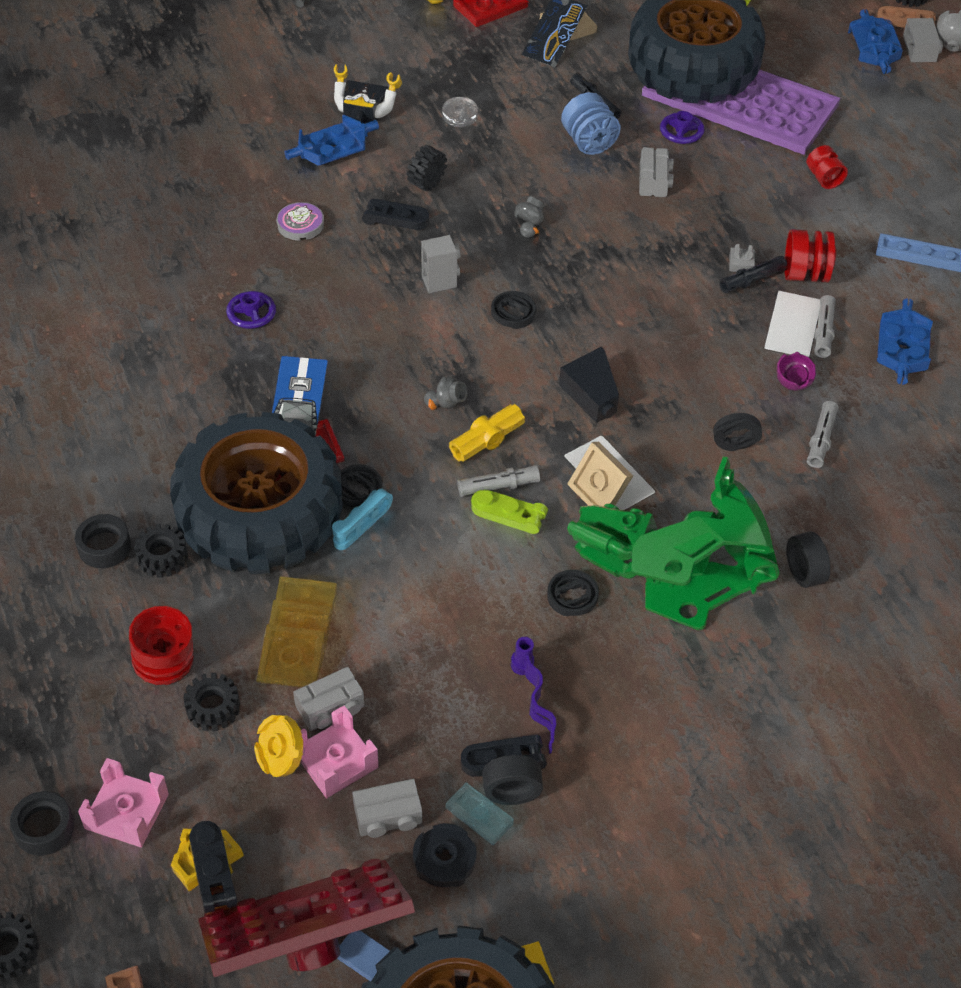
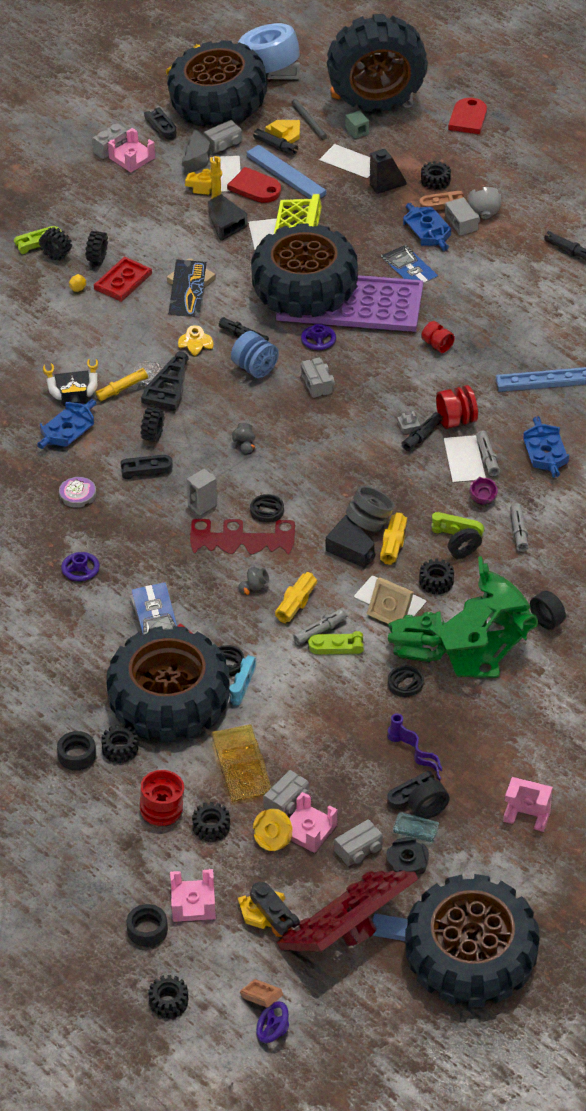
camera: 20 degrees left, 5 degrees down
(417, 115) = (126, 382): none -> yellow pin
(464, 145) = (166, 398): none -> black plate
(474, 345) = (232, 539): none -> dark red piece
(534, 92) = (195, 342): none -> yellow plate
(635, 348) = (370, 508): none -> dark grey wheel
(650, 396) = (393, 538): none -> yellow piece
(653, 830) = (529, 799): none -> bright pink panel
(682, 475) = (436, 568): none -> black tyre
(734, 401) = (453, 524): none -> lime plate
(833, 77) = (408, 264): none -> sticker

